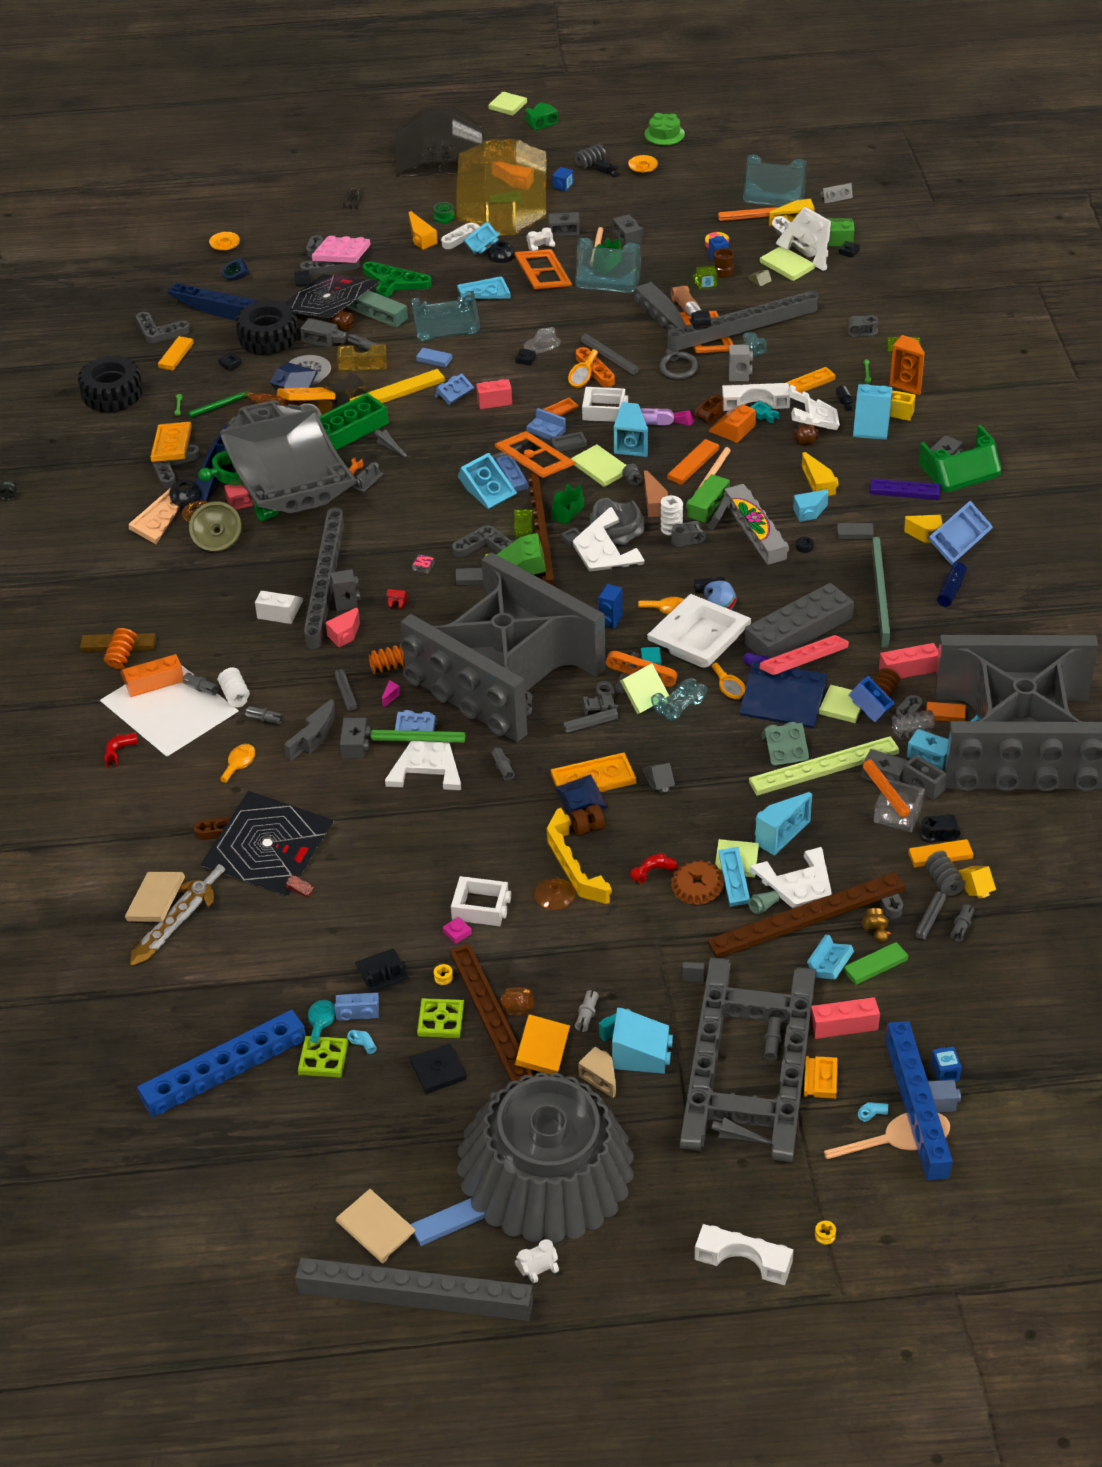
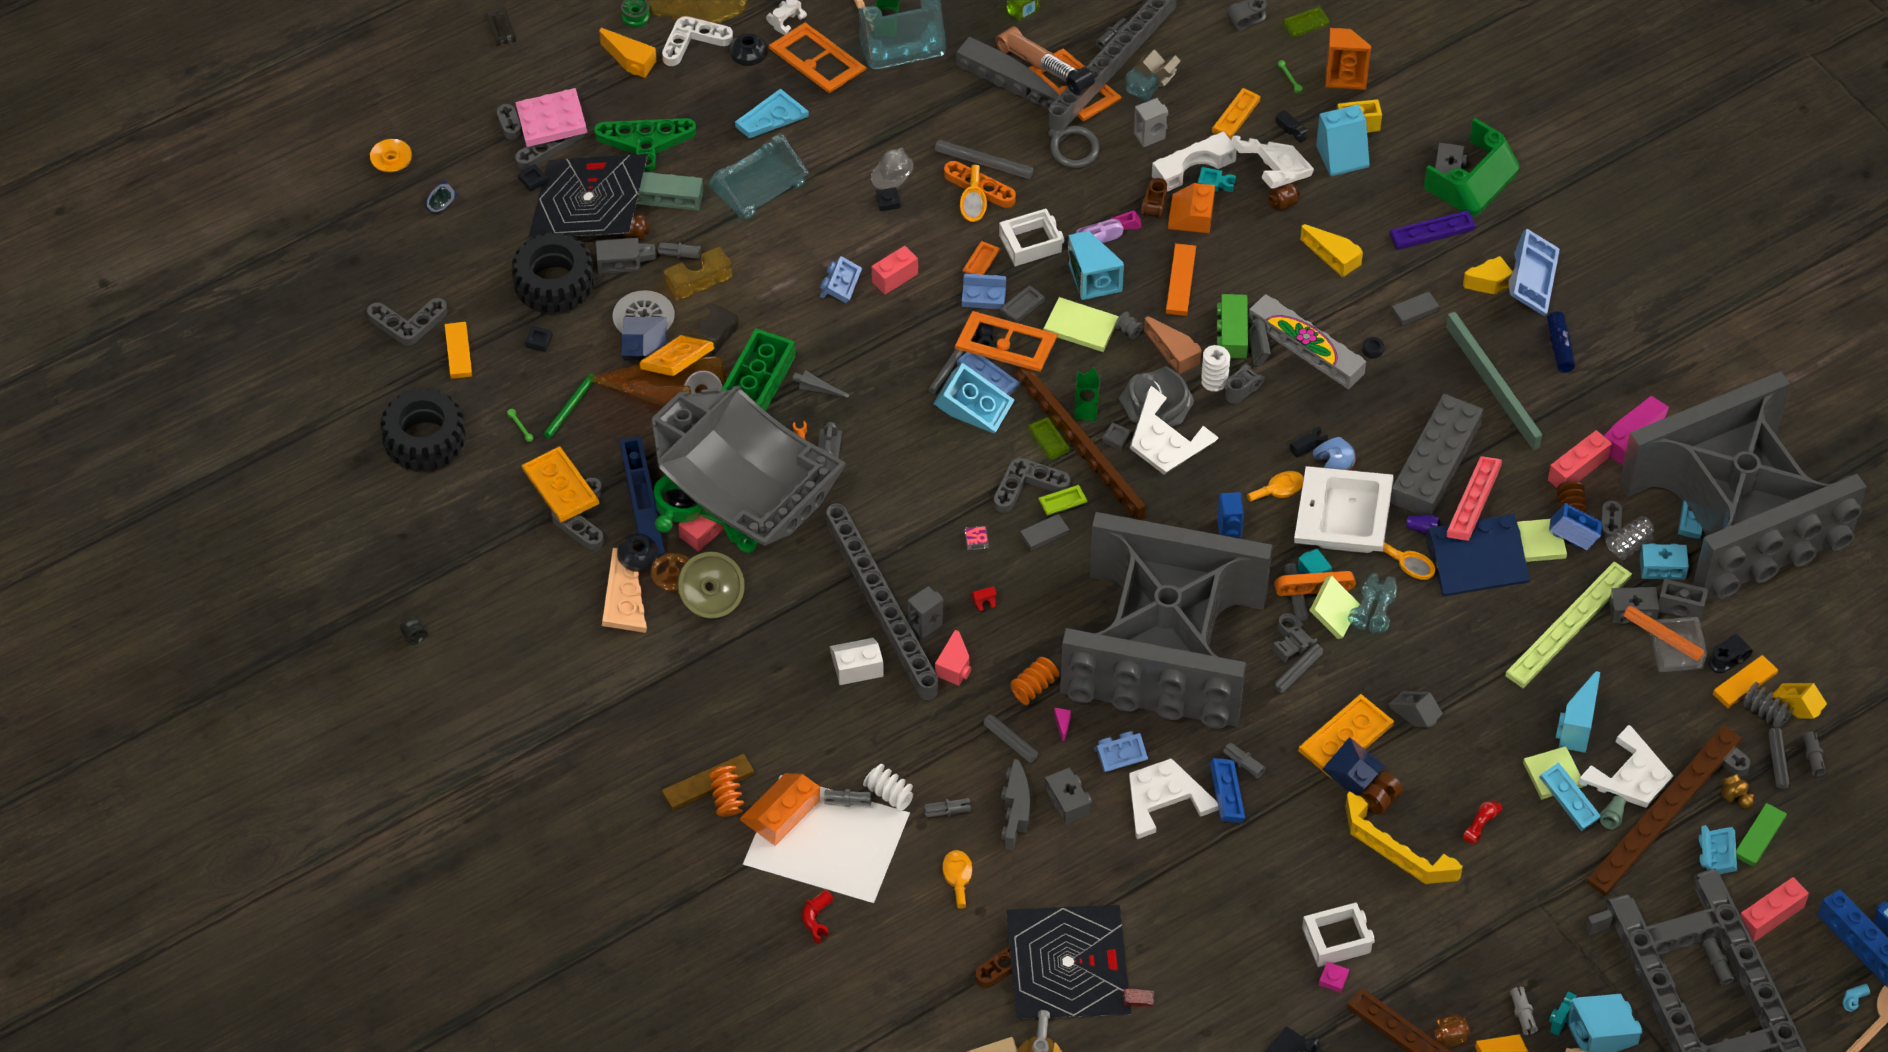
camera: 30 degrees left, 10 degrees up
(210, 301) = (454, 257): dark blue slope -> none
(407, 386) = (771, 303): yellow tile -> none
(428, 736) = (1135, 765): bright green axle -> none
(434, 357) = (780, 240): medium blue tile -> none
(443, 980) = (1354, 1040): yellow bush -> none
(473, 777) = (1227, 790): none -> blue plate
(481, 238) = (719, 40): medium azure bracket -> none
(526, 554) = (1092, 491): bright green slope -> none
(554, 894) = (1396, 899): clear orange dish -> none
(697, 893) = (1539, 831): dark orange gear -> none
(717, 464) = (1210, 279): light nougat bar -> none
(772, 335) = (1155, 64): none -> dark tan brick
(786, 743) = (1517, 613): sand green bracket -> none
(810, 505) = (1348, 293): medium azure slope -> none
(820, 1077) = (1790, 982): light orange plate -> none
(947, 711) = (1649, 507): orange tile -> none

